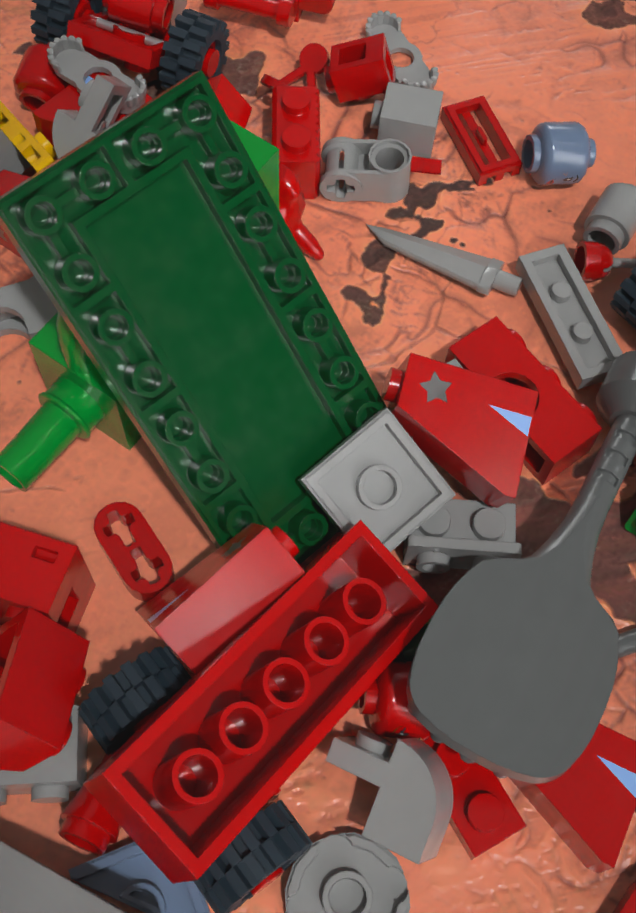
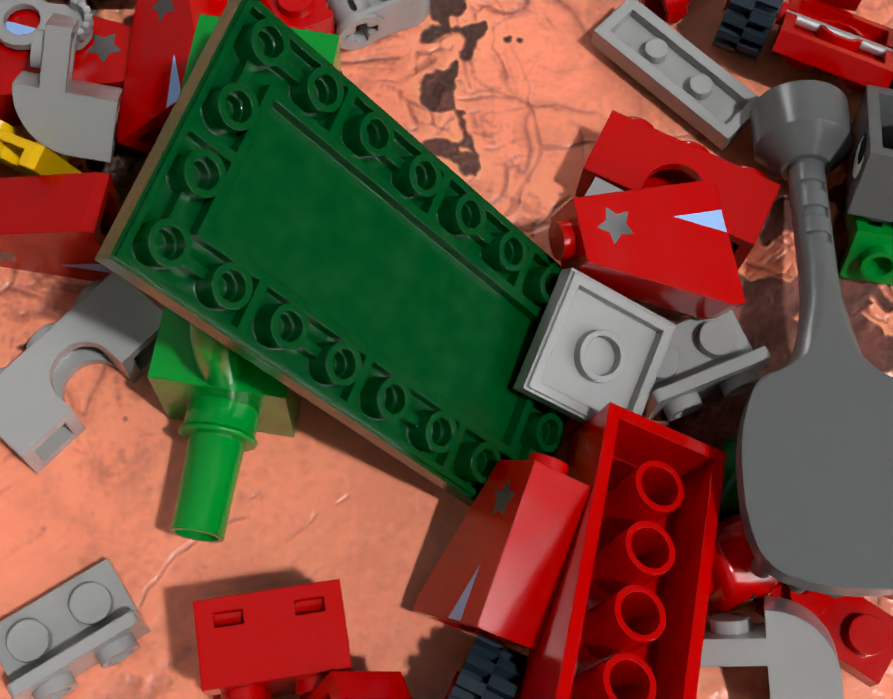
camera: 30 degrees left, 5 degrees up
(123, 557) = (376, 532): red beam -> none
(466, 267) = (533, 65): light grey bar -> none

